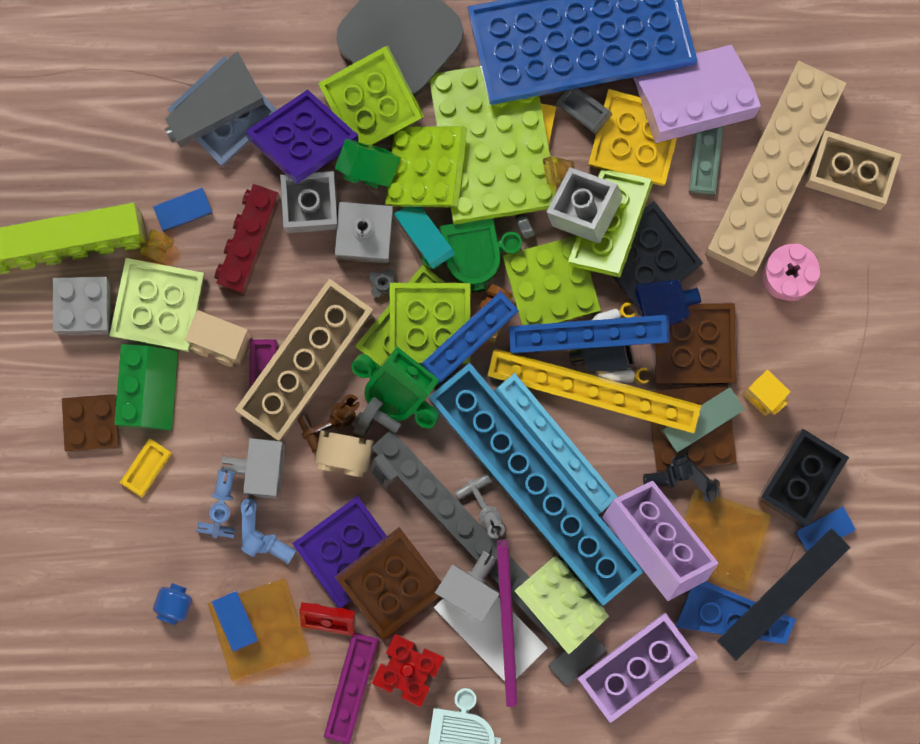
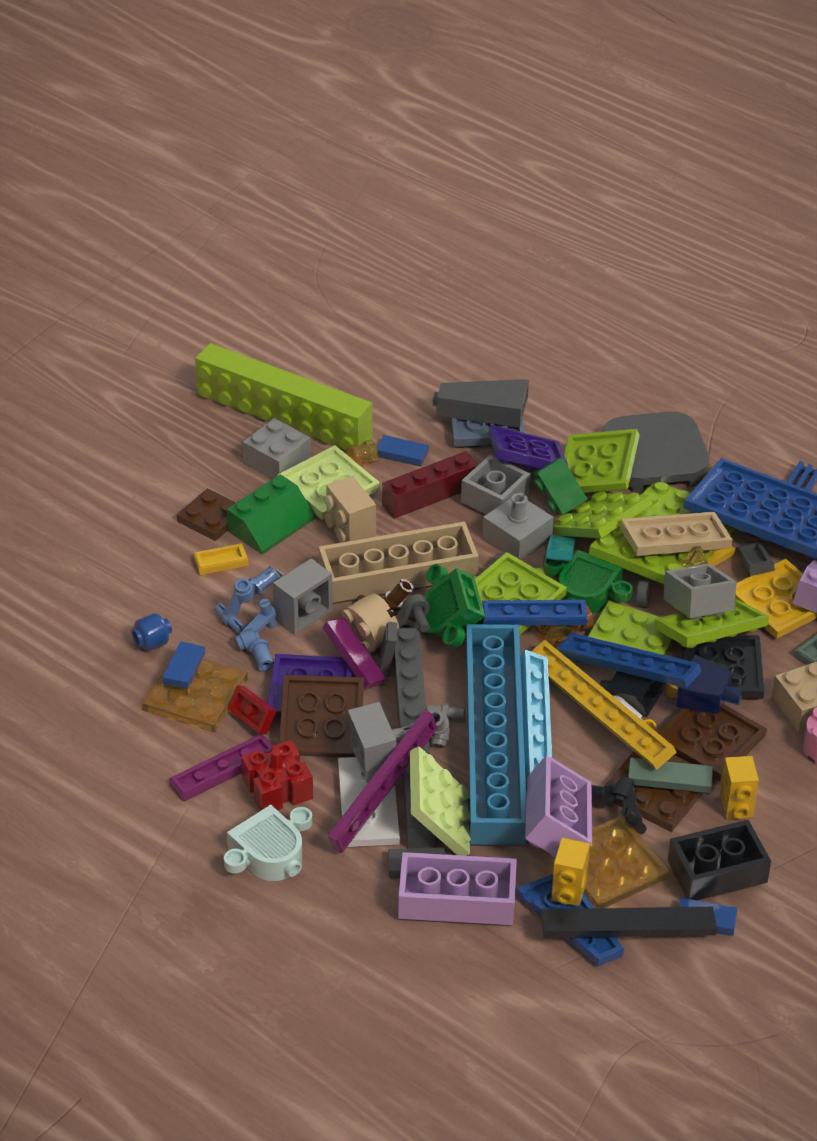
camera: 40 degrees right, 40 degrees down
(357, 494) = (354, 652): none -> magenta tile
(514, 151) = (675, 533): none -> tan plate
(718, 597) = (570, 871): none -> yellow brick

